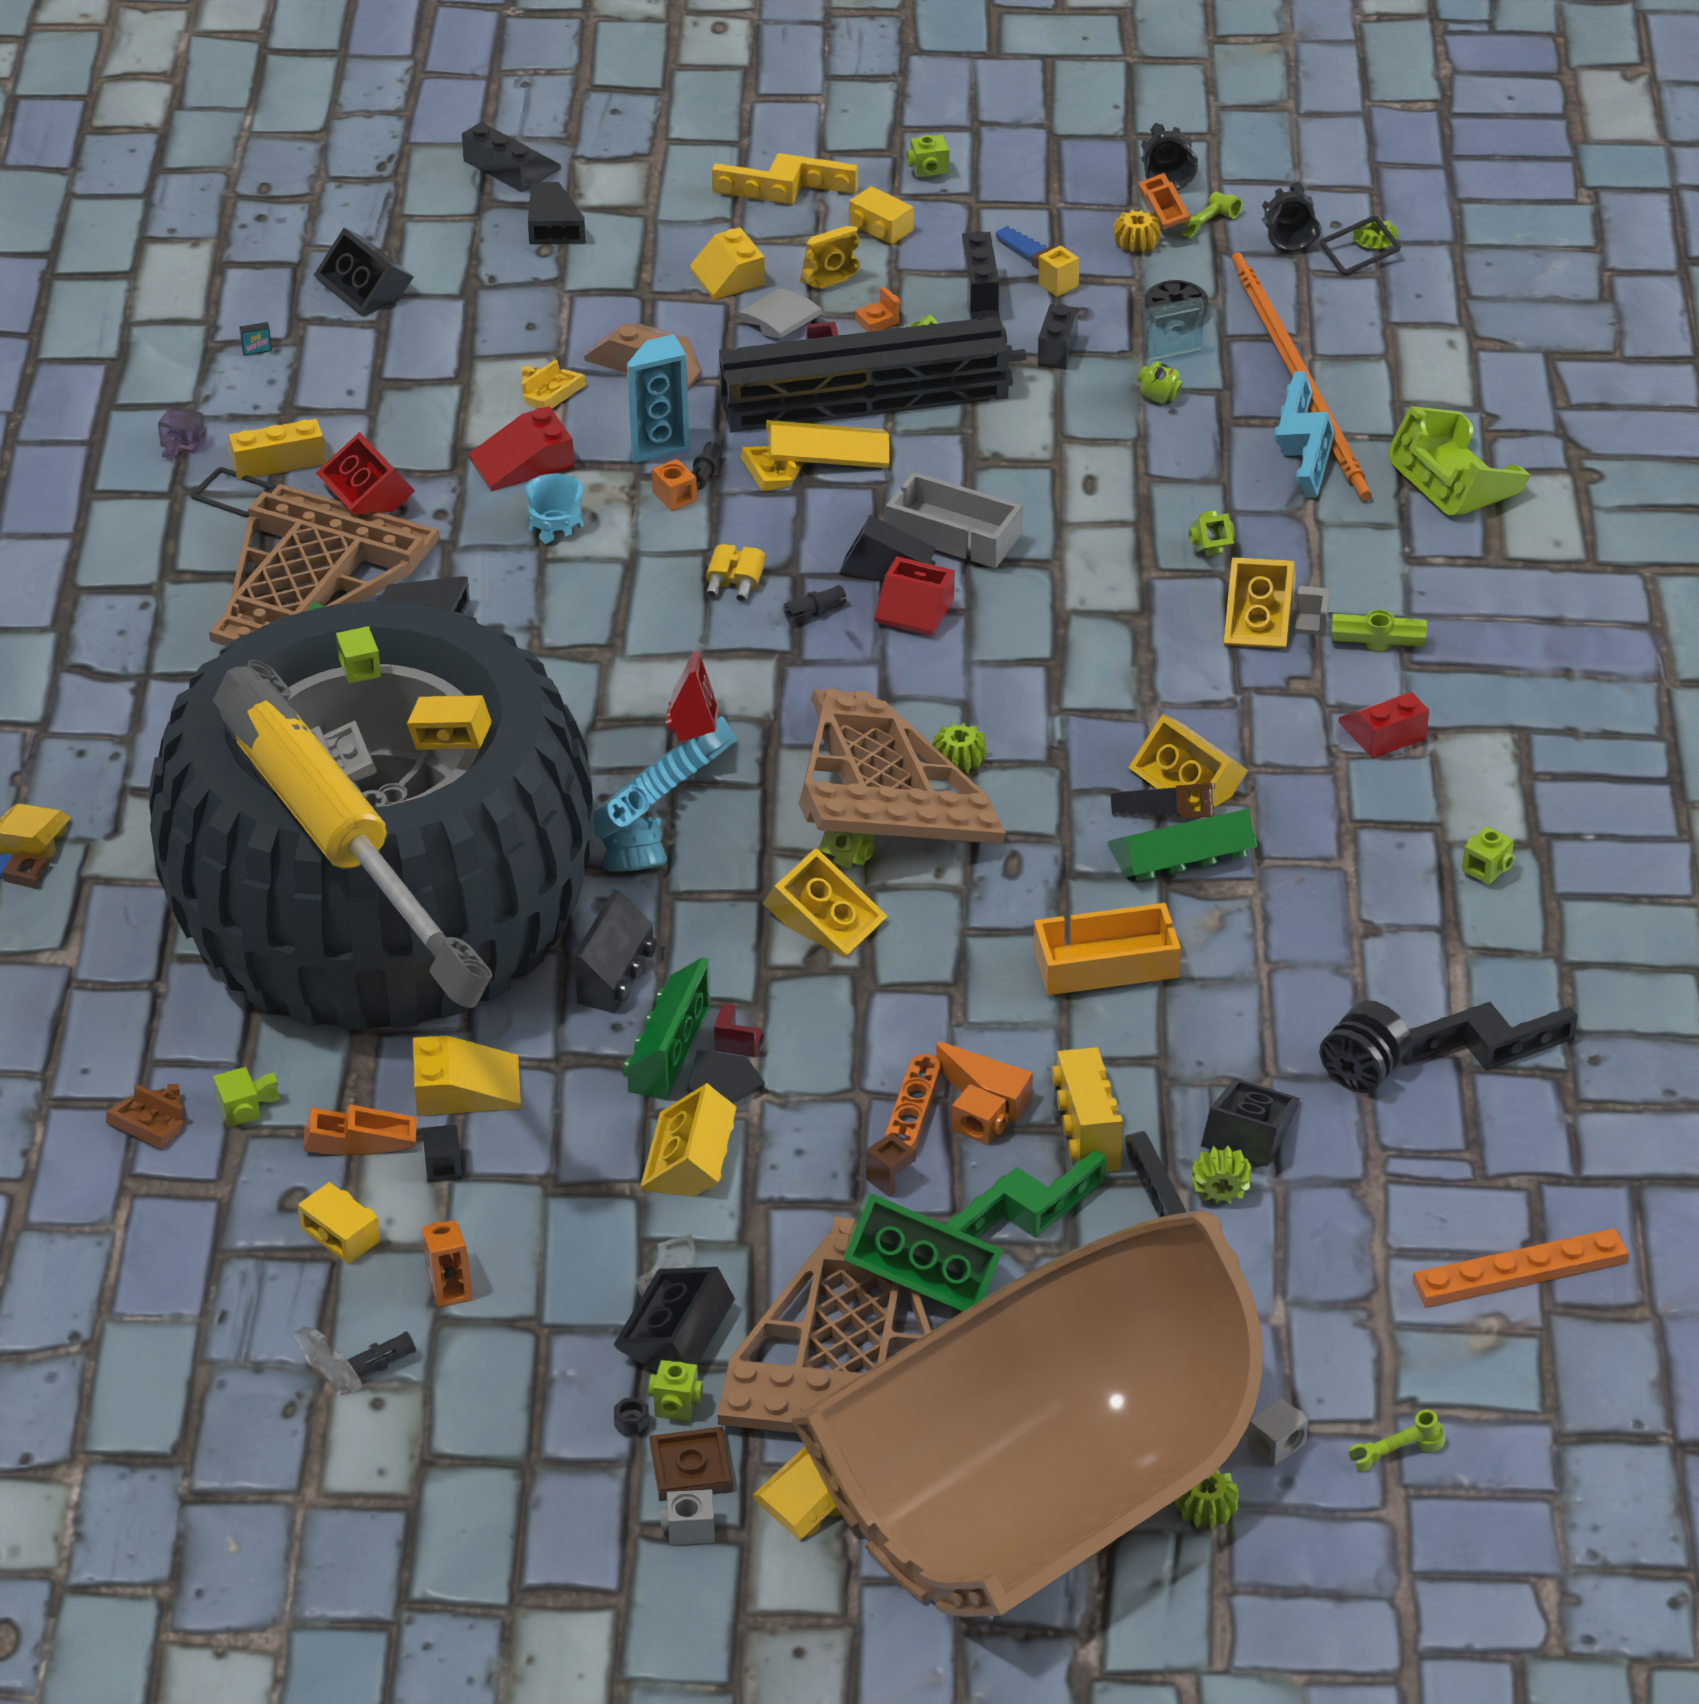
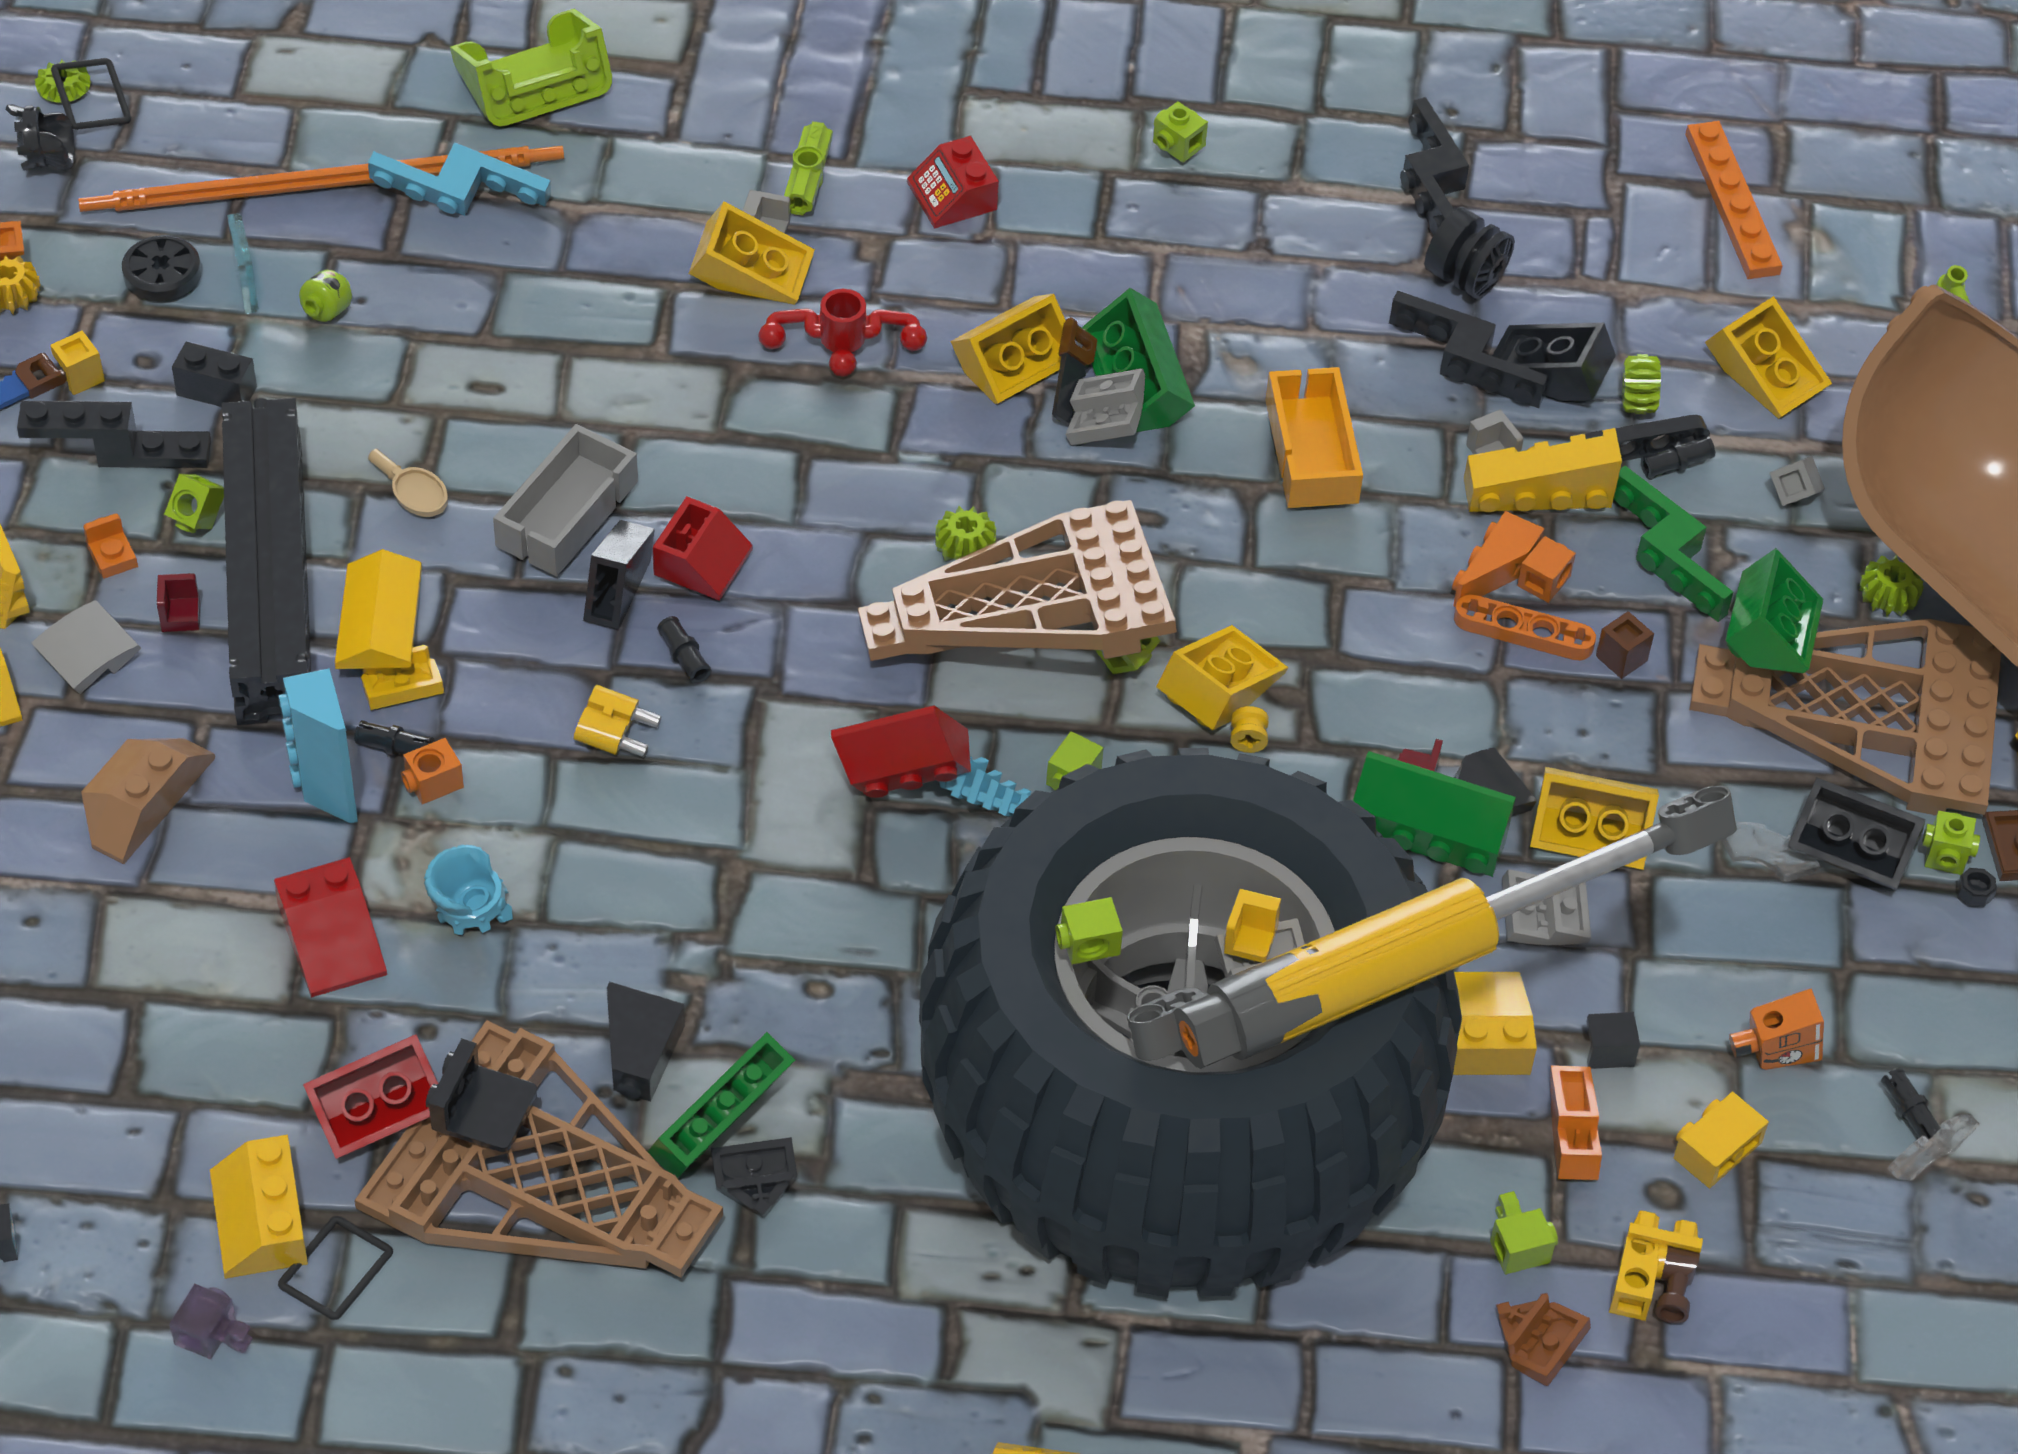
camera: 90 degrees left, 10 degrees up
(209, 1177) = (1654, 1255): none -> yellow hips
(348, 509) = (478, 1101): none -> black bracket
(351, 725) = (1252, 925): none -> yellow panel
(449, 722) = (1233, 836): yellow brick -> none
(549, 385) = (182, 900): yellow slope -> none
(590, 1118) = (1553, 921): none -> light grey slope
(713, 822) = (1071, 755): none -> lime brick
(765, 924) = (1249, 729): none -> yellow wheel
(967, 452) = (413, 487): none -> tan piece
(1110, 822) = (1106, 406): none -> light grey slope
(1139, 1208) = (1678, 457): none -> black pin
(1142, 1082) = (1493, 433): none -> light grey panel
(1184, 663) = (842, 327): none -> red wheel
(1221, 529) = (627, 278): lime brick -> none
(1251, 1057) = (1467, 349): none -> black bracket
(1292, 1275) = (1769, 358): none -> yellow slope

